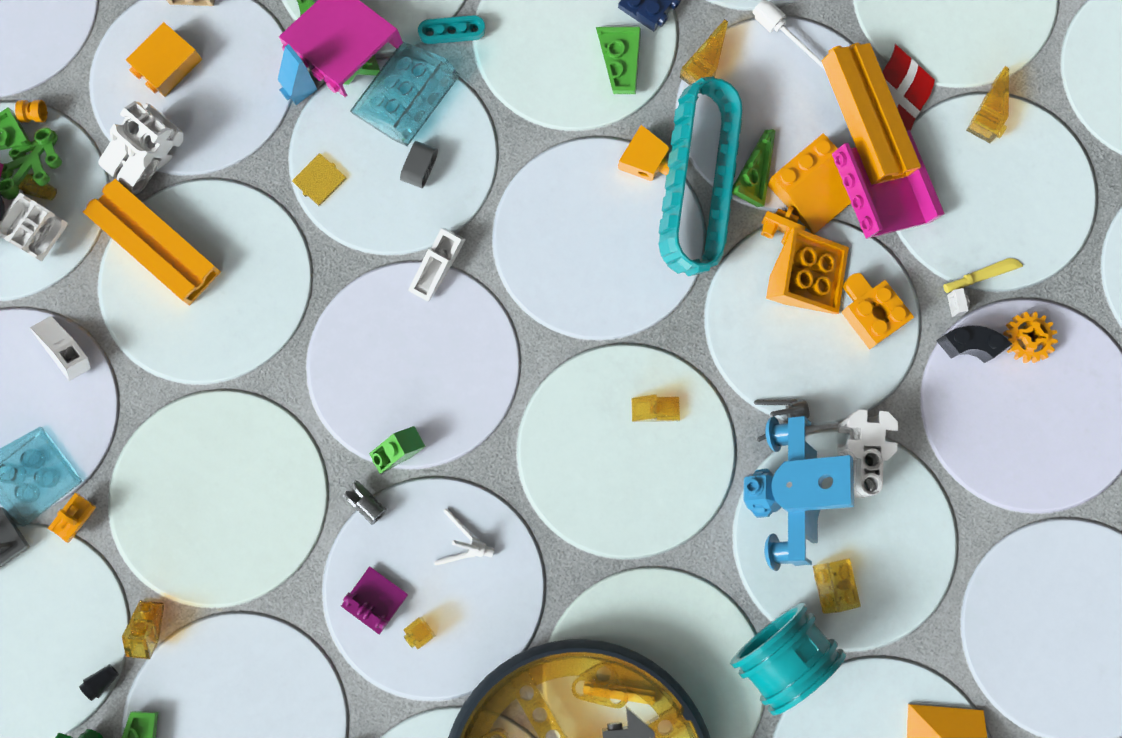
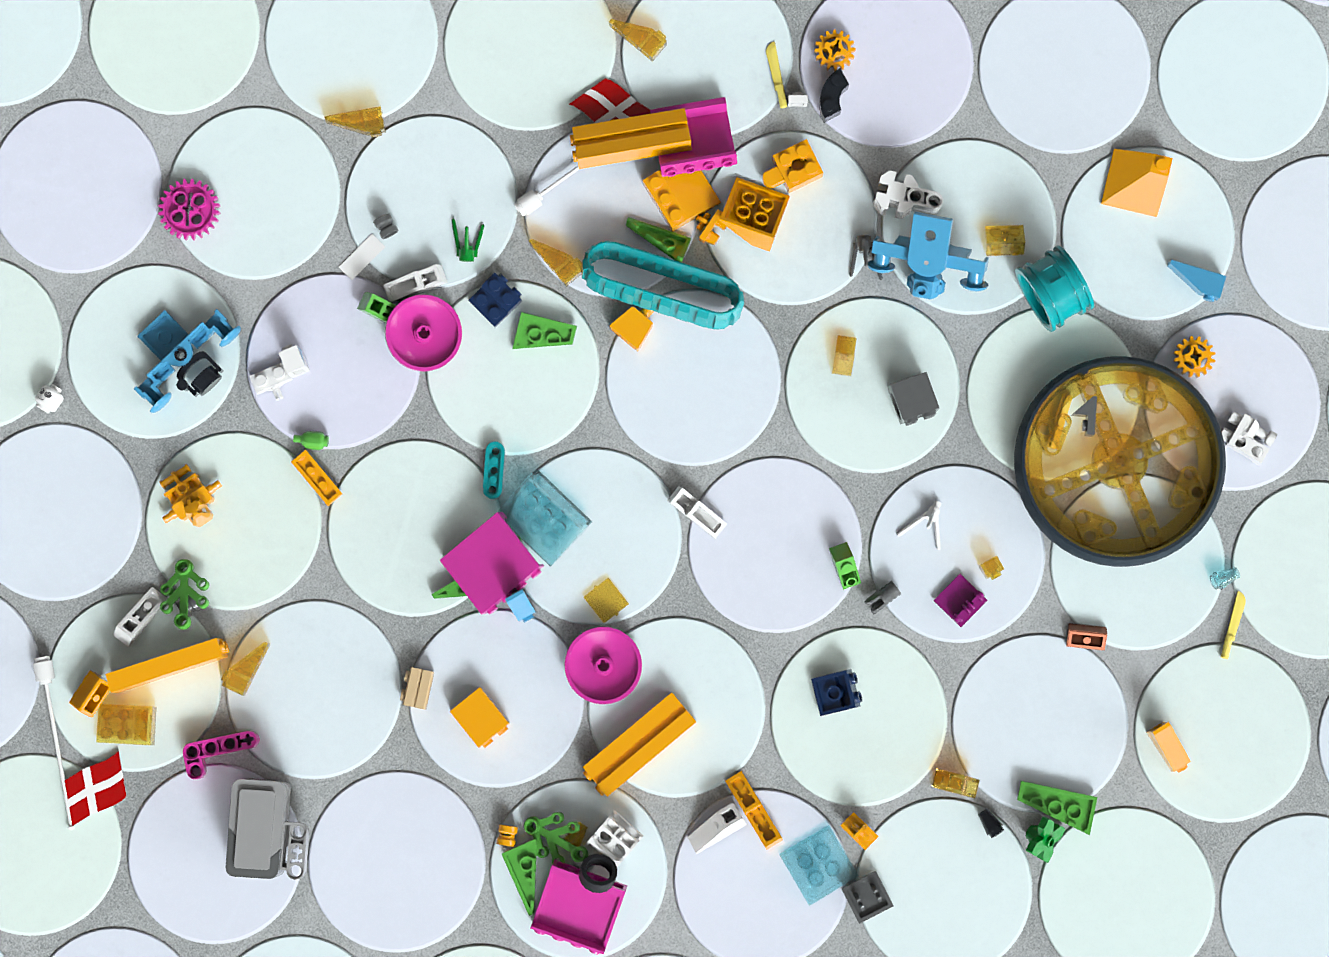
camera: 80 degrees left, 5 degrees up
(87, 390) = (754, 810): none -> light orange slope
(132, 152) = (565, 738): white connector -> none
(238, 184) = (603, 665): none -> dark pink dish
(239, 464) = (836, 692): none -> dark blue plate
(418, 164) = (609, 514): dark grey beam -> none
(614, 500) = (913, 399): none -> dark grey brick

